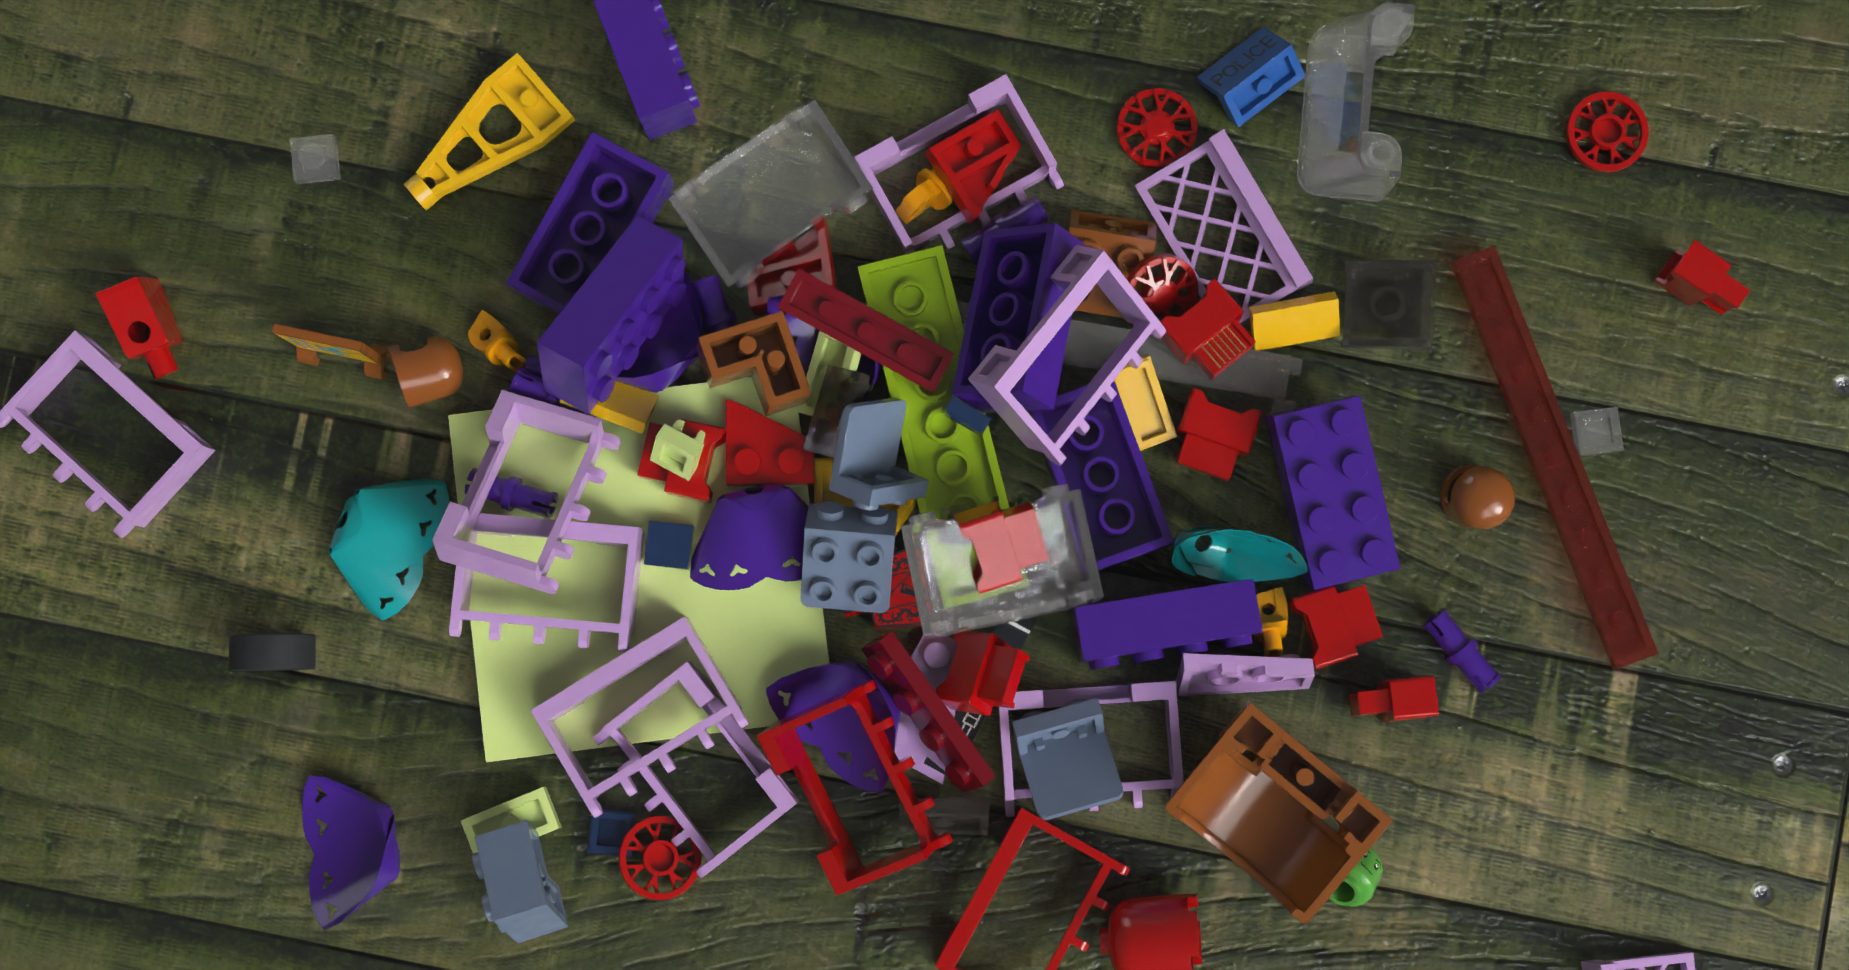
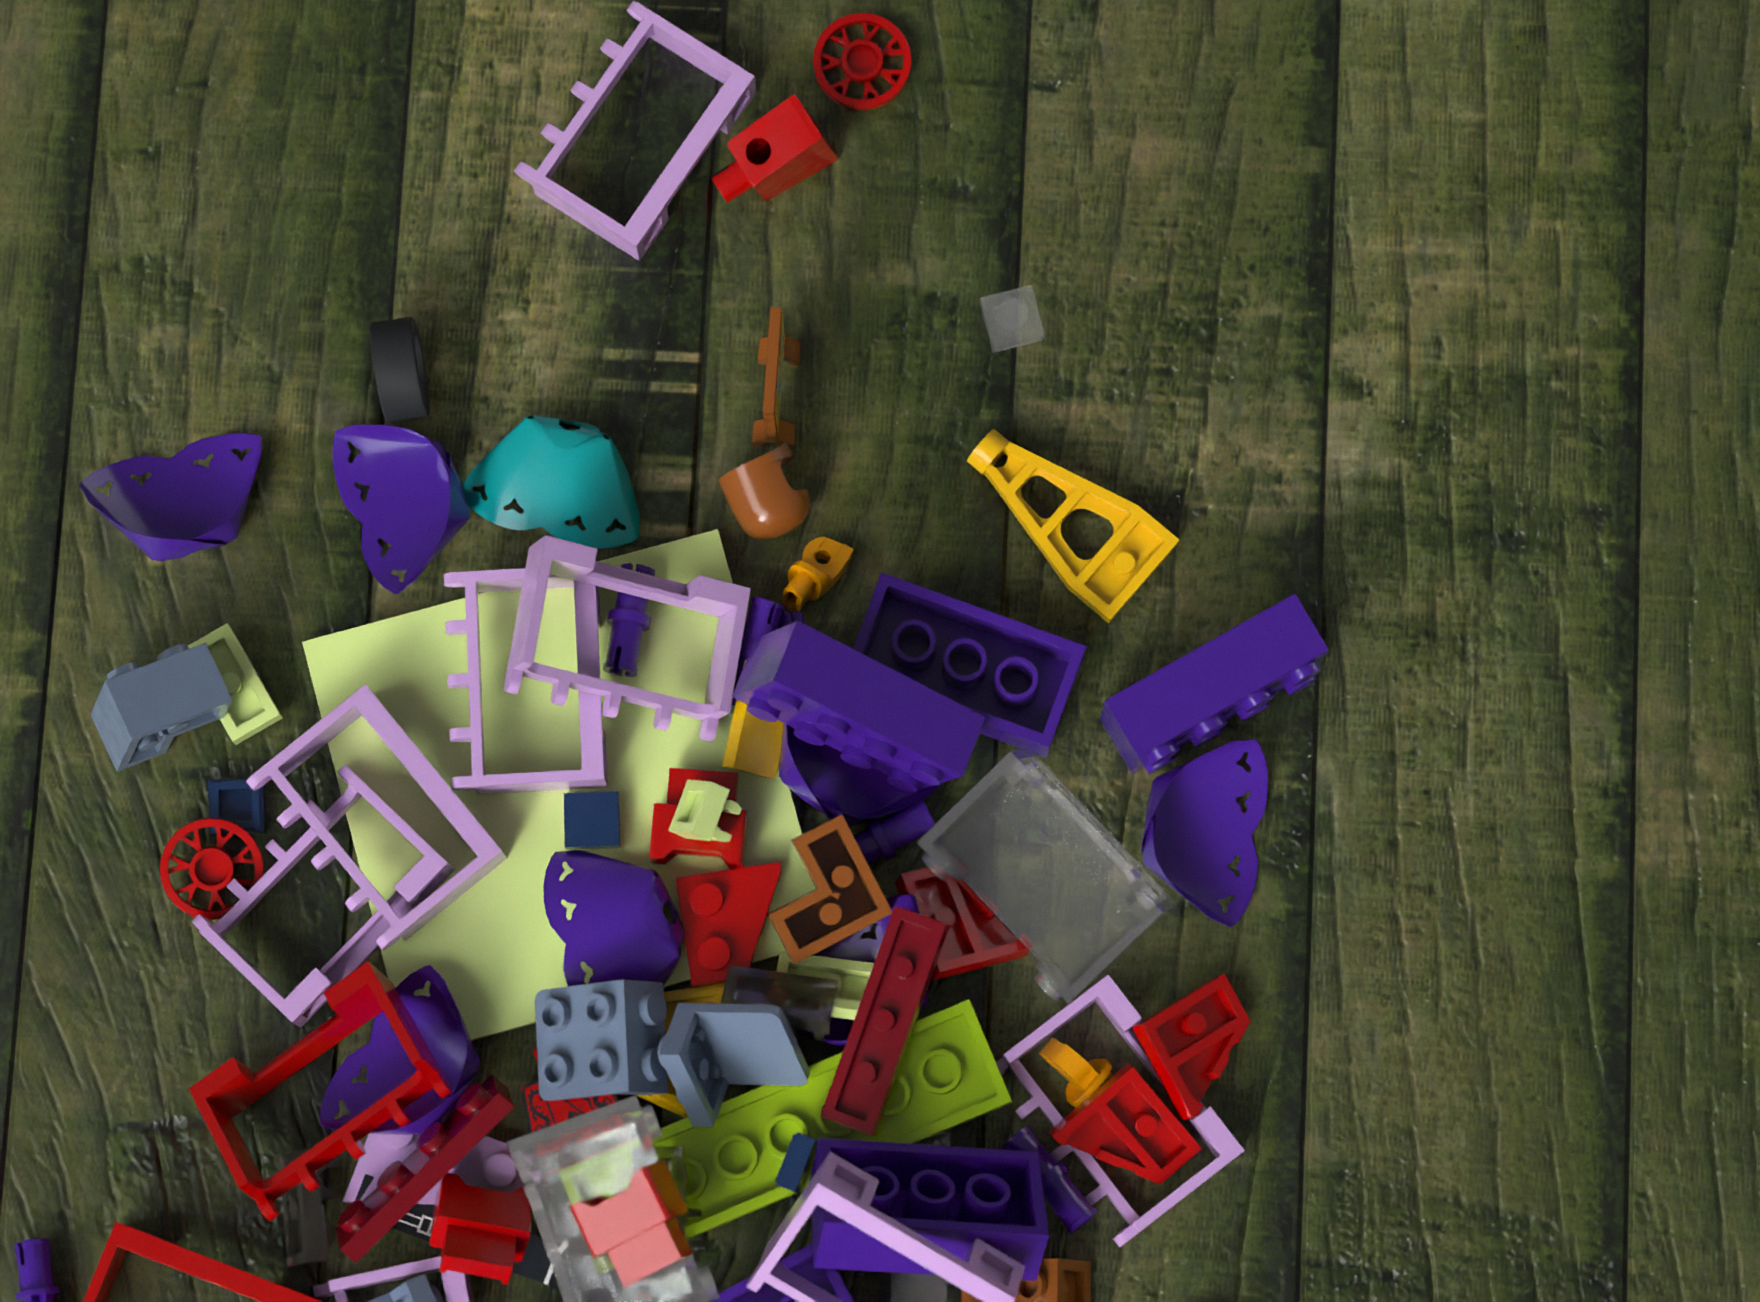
camera: 80 degrees right, 5 degrees down
(79, 246) = (862, 61): none -> red wheel
(382, 662) = (410, 502): none -> dark purple piece
(748, 73) = (1199, 828): none -> dark purple piece
(914, 103) = (1193, 1041): none -> red wing

